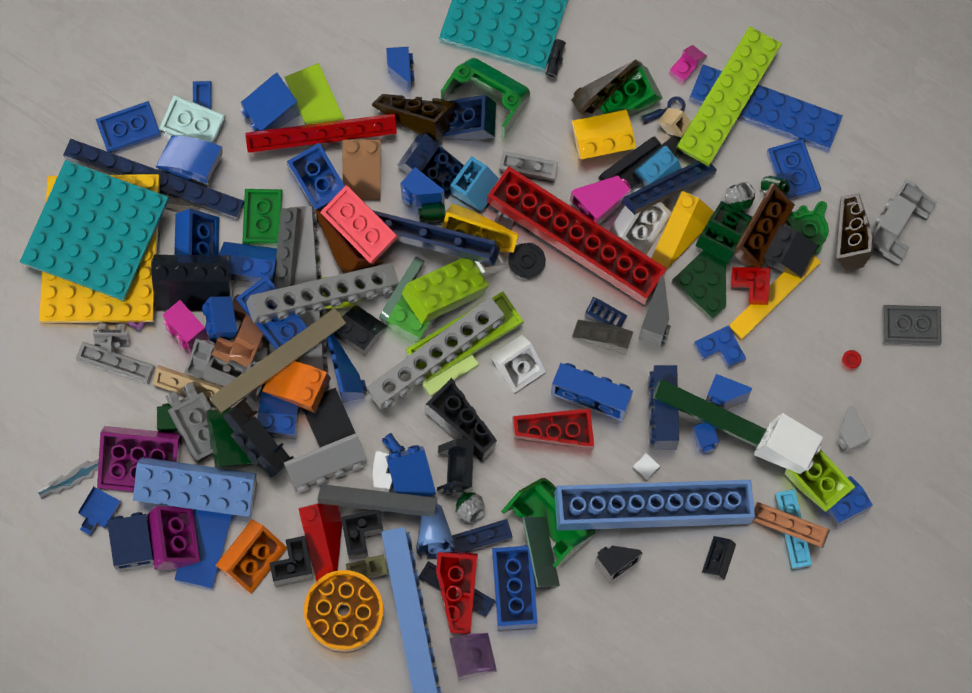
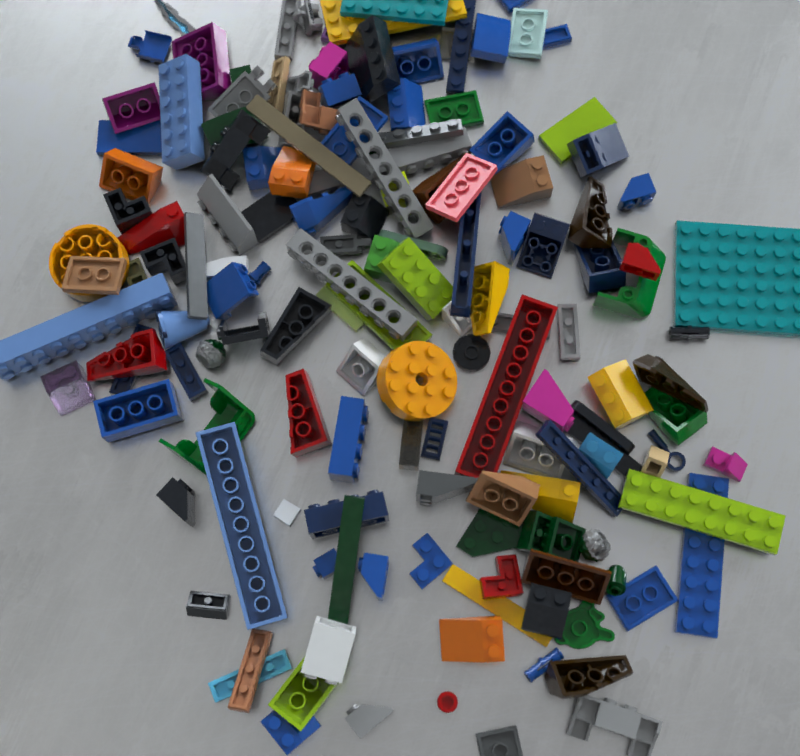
camera: 80 degrees right, 0 degrees up
(130, 541) = (125, 73): dark blue panel -> none
(270, 105) = (560, 89): blue slope -> none
(321, 133) = (546, 138): red plate -> none
(348, 89) = (597, 149): none -> dark blue slope
(368, 598) = (94, 275): none -> medium nougat plate
(384, 354) = (346, 244): none -> dark grey hinge
(432, 212) = (496, 252): dark green brick -> none
(474, 184) = (535, 282): dark azure slope -> none
(483, 80) = (639, 262): none -> red slope
(541, 551) = (177, 426): sand green window -> none
(550, 313) = (432, 371): none -> light orange brick
(681, 258) = (504, 495): none -> medium nougat slope
(801, 322) = (472, 639): none -> orange slope
(836, 268) = (532, 672): none -> blue pin

